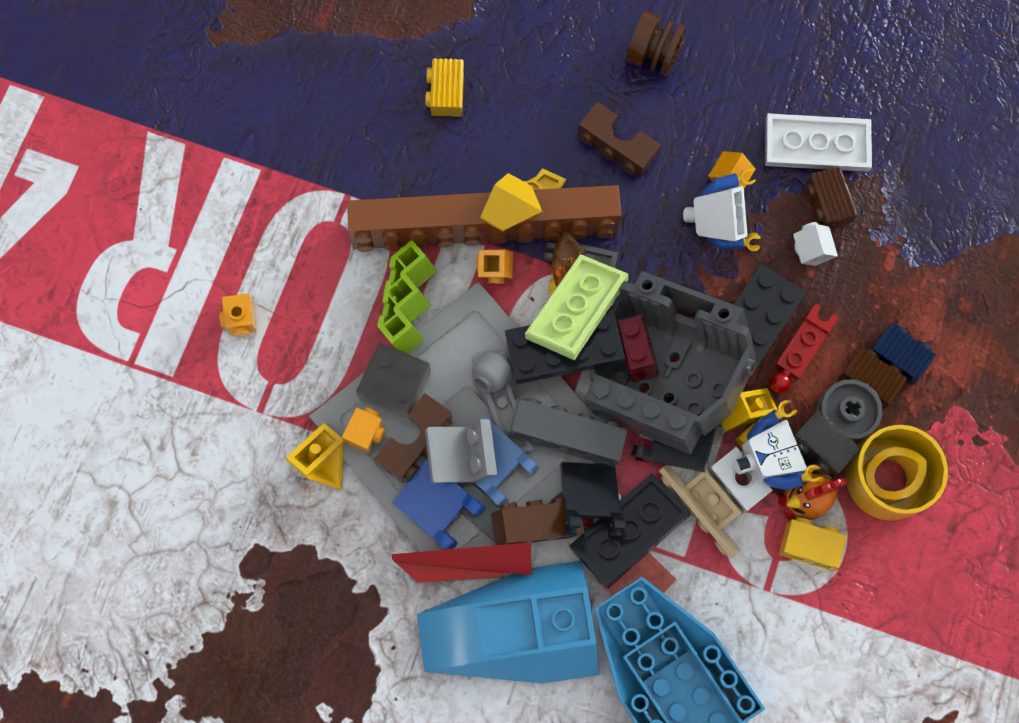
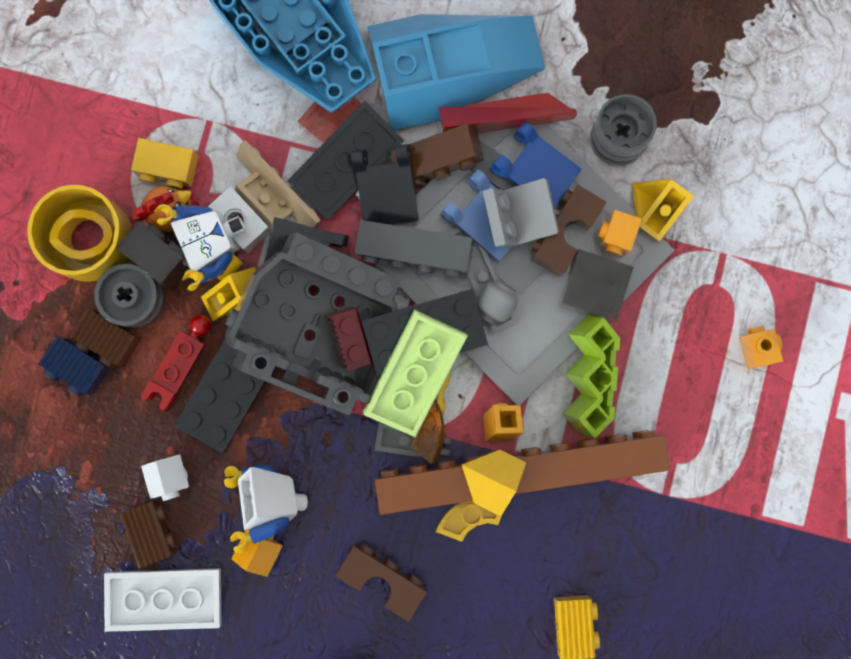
camera: 175 degrees right, 10 degrees up
(331, 529) = (626, 116): none -> dark grey wheel

